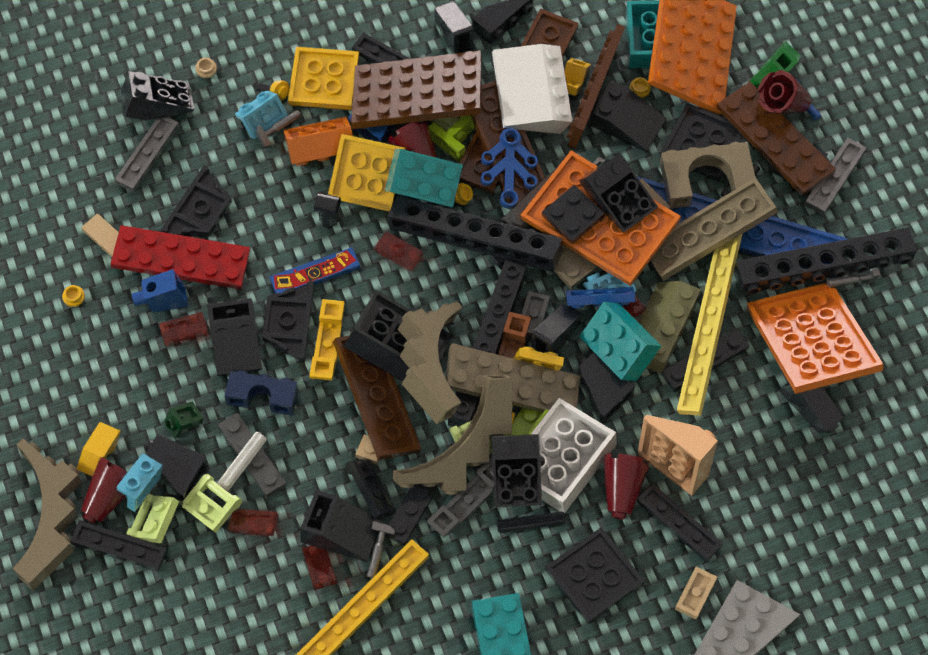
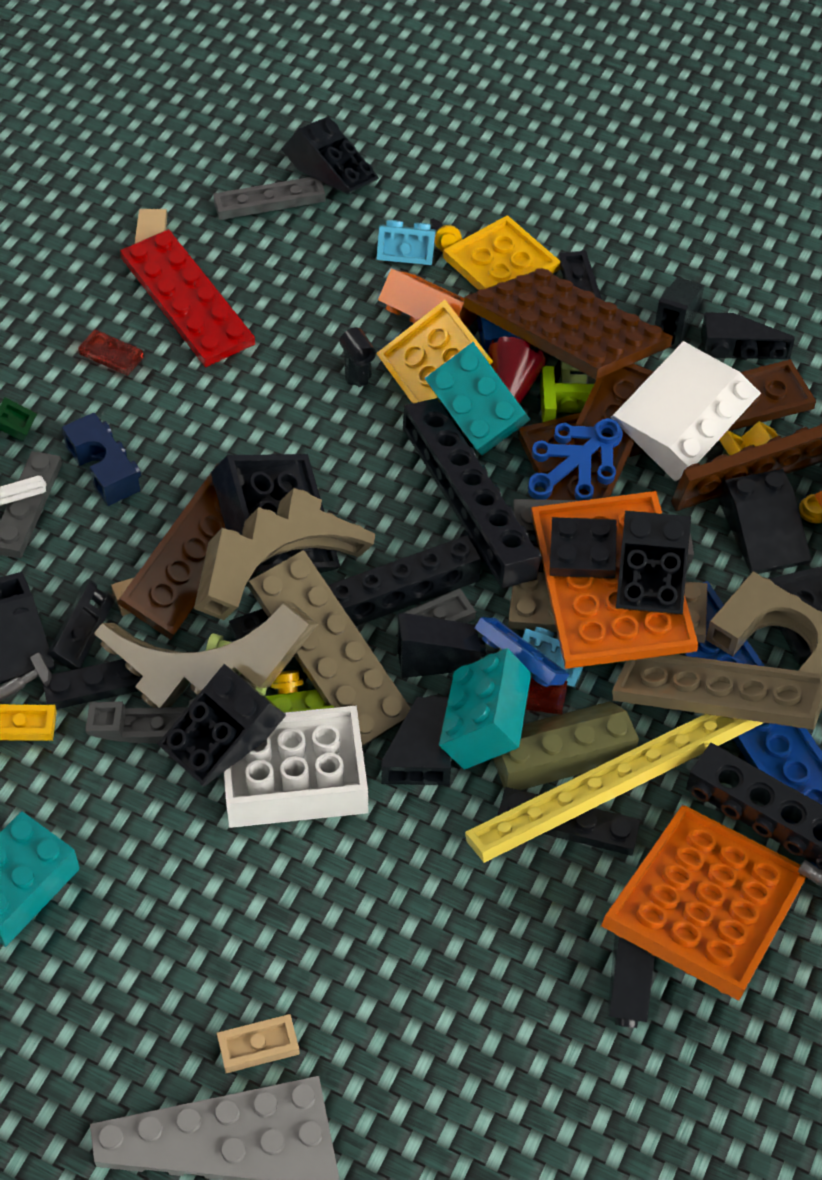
camera: 45 degrees right, 10 degrees down
(73, 296) = (61, 253): yellow plate -> none
(162, 292) = (130, 307): blue torso -> none
(199, 207) = (254, 272): black wing -> none
(206, 68) = (407, 174): tan plate -> none
(234, 336) = (141, 391): black slope -> none
(262, 135) = (408, 265): flat silver piece -> none
(289, 320) = (208, 422): black wing -> none
(317, 271) = (285, 405): tile -> none
(330, 327) = (183, 484): yellow slope -> none
(398, 251) = (384, 452): clear red plate -> none
(463, 194) = (507, 453): yellow plate -> none
(514, 334) = (382, 626): dark orange slope -> none
(531, 522) = (188, 803): black axle -> none
(546, 359) = (391, 661): yellow plate -> none
(594, 575) = (179, 917): black plate -> none
(623, 483) = (319, 852): dark red cone -> none
(678, 451) = (407, 871): light nougat slope -> none
(679, 522) = (332, 955): black plate -> none

